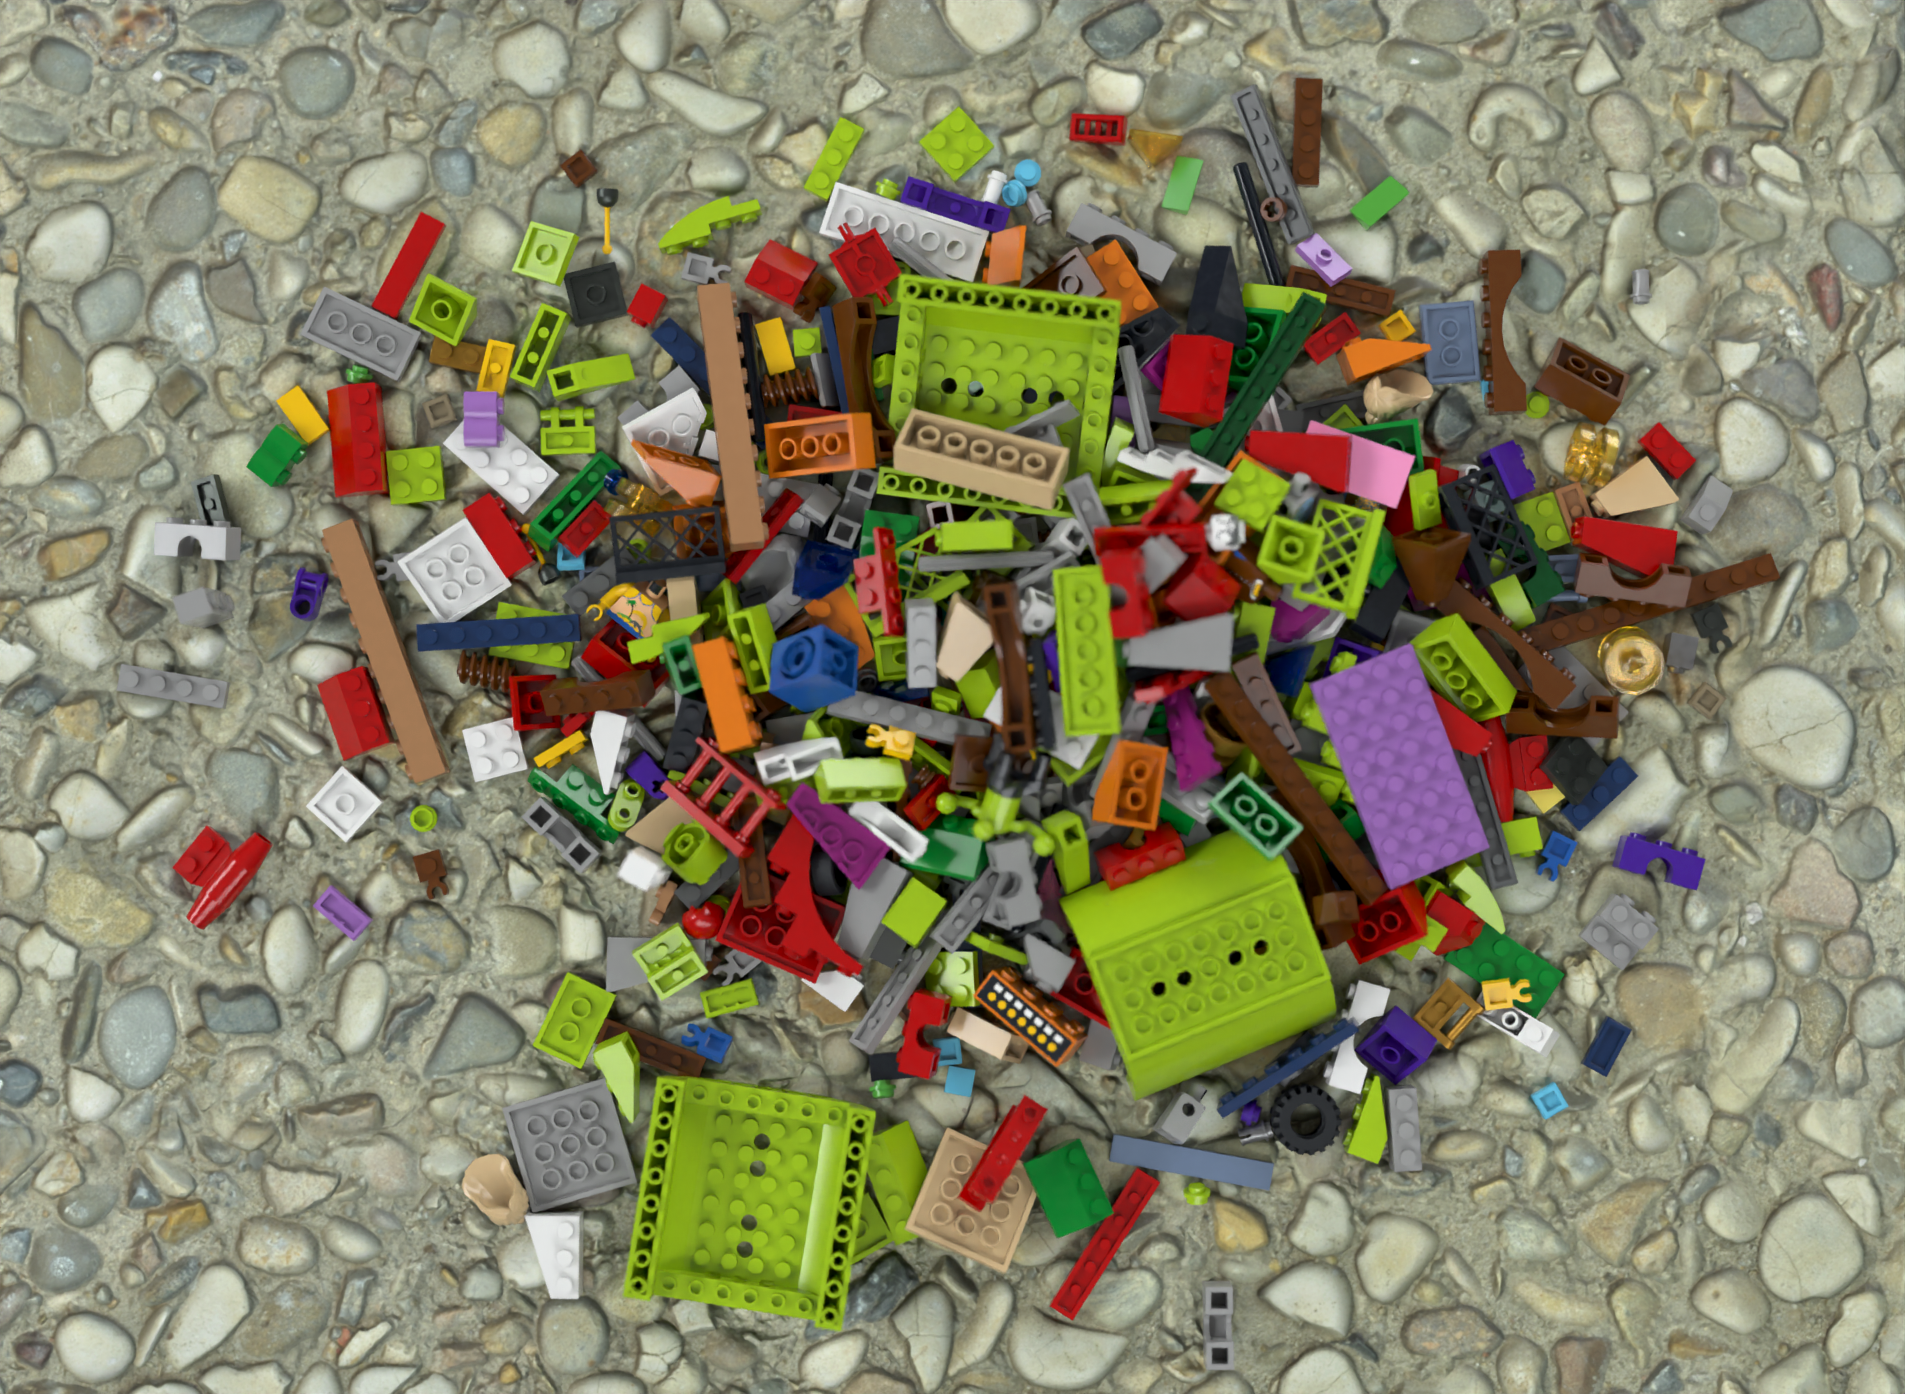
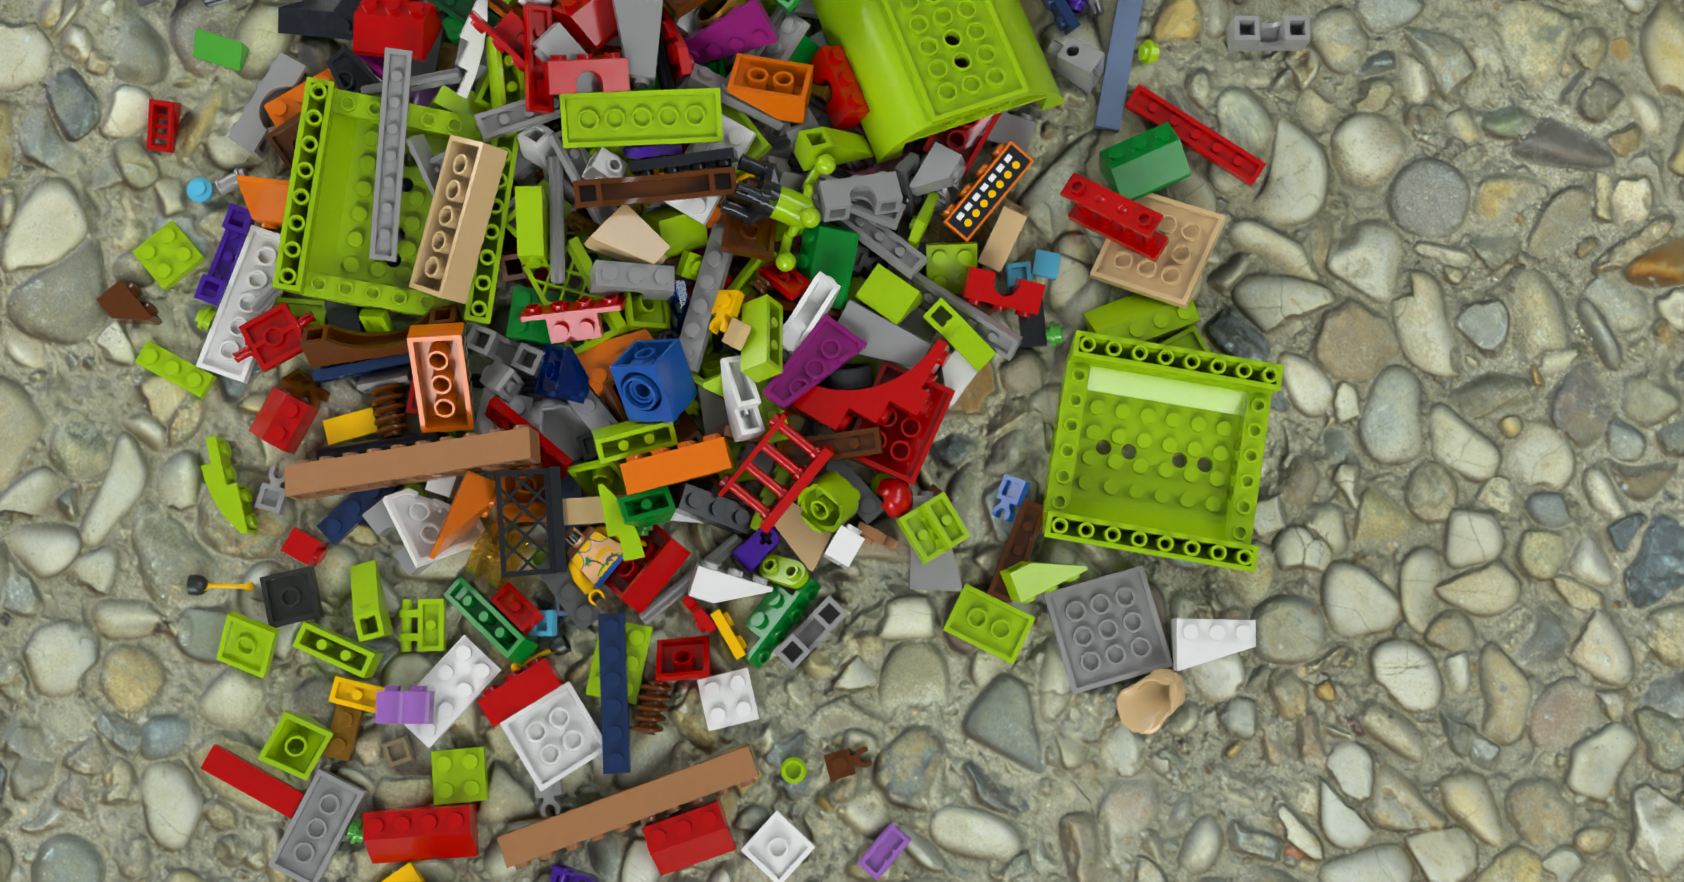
camera: 90 degrees left, 5 degrees down
(579, 168) = (169, 613): reddish brown tile -> none
(612, 478) = (472, 582): clear blue plate -> none
(619, 692) = (673, 574): reddish brown arch -> none
(729, 998) = (968, 476): lime plate -> none
(739, 963) = (934, 466): light grey plate -> none
(806, 342) = (348, 397): lime plate -> none
(863, 754) = (736, 334): none -> tan tile
(874, 986) = (959, 334): none -> lime slope
(900, 105) = (126, 305): none -> reddish brown slope
(994, 187) = (209, 219): white pin -> none
(1014, 193) = (217, 201): medium azure plate -> none
(1051, 384) = (390, 154): none -> light grey plate
(1153, 146) = (180, 75): clear yellow slope -> none

